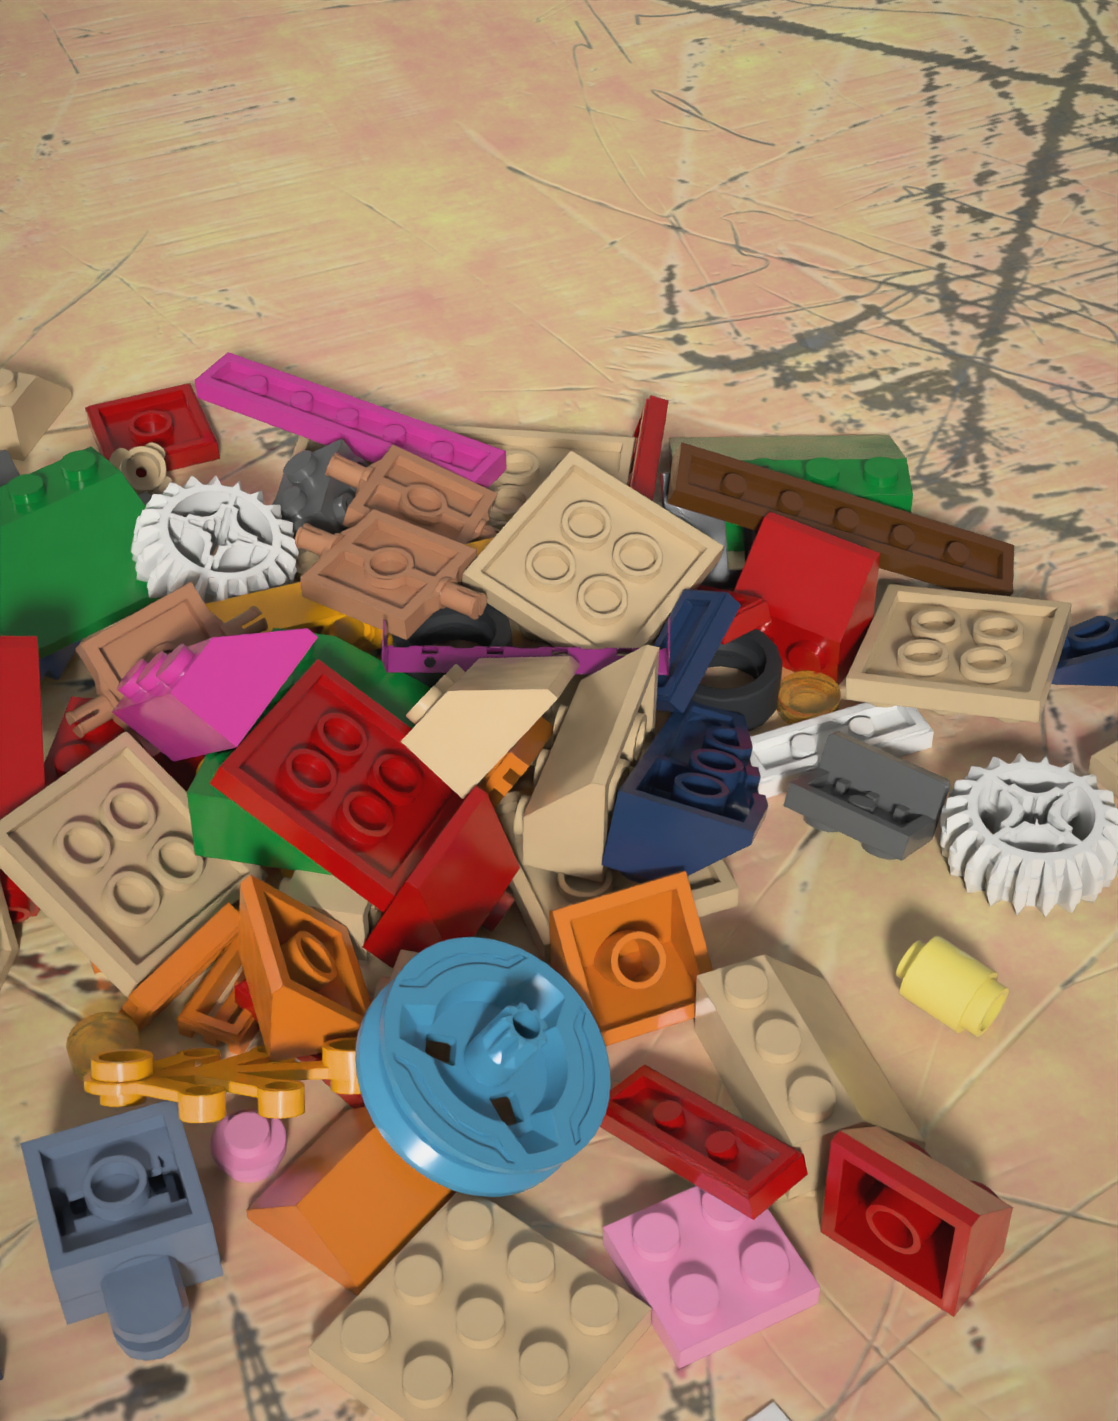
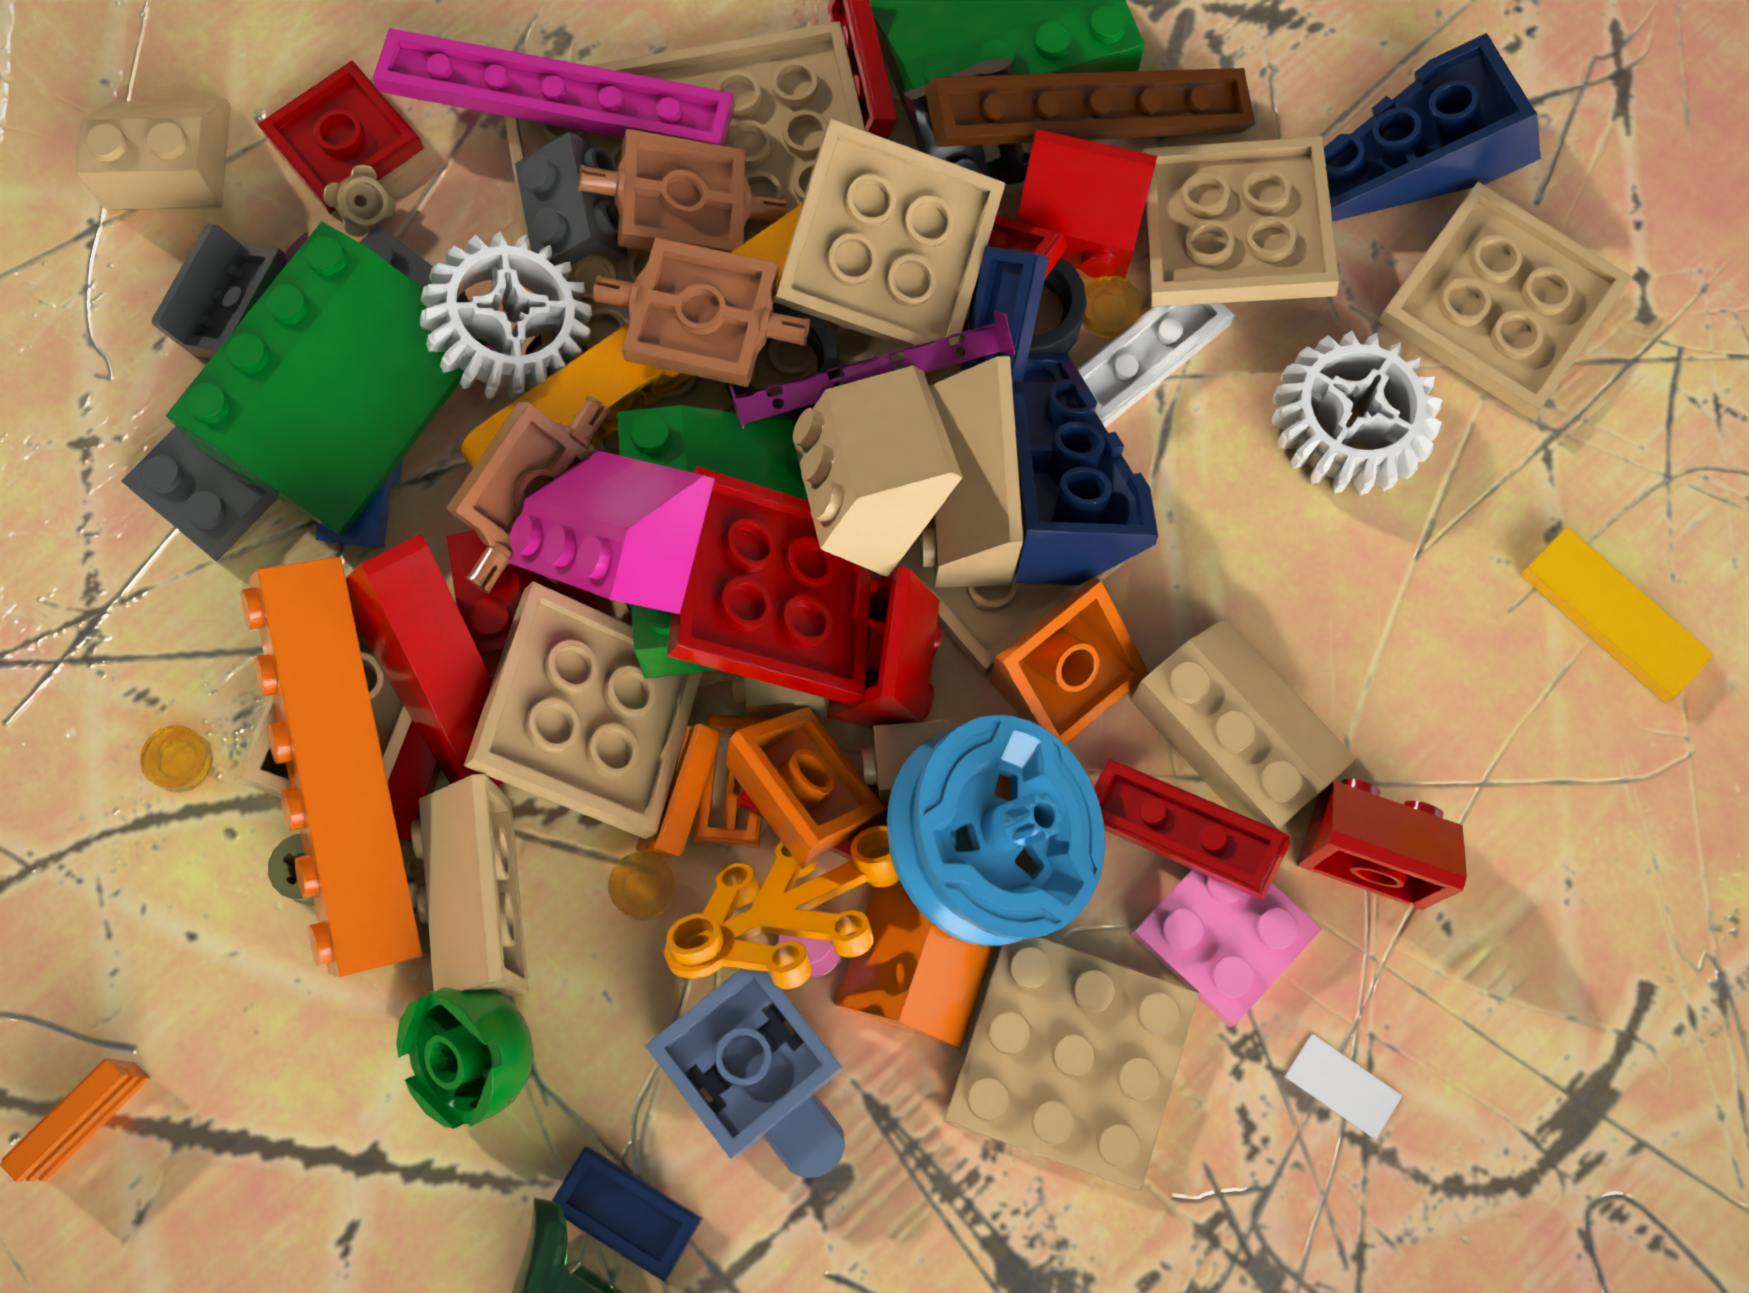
camera: 20 degrees left, 30 degrees up
(870, 797) = (1207, 417): dark grey bracket -> none
(951, 986) = (1336, 600): light yellow brick -> none

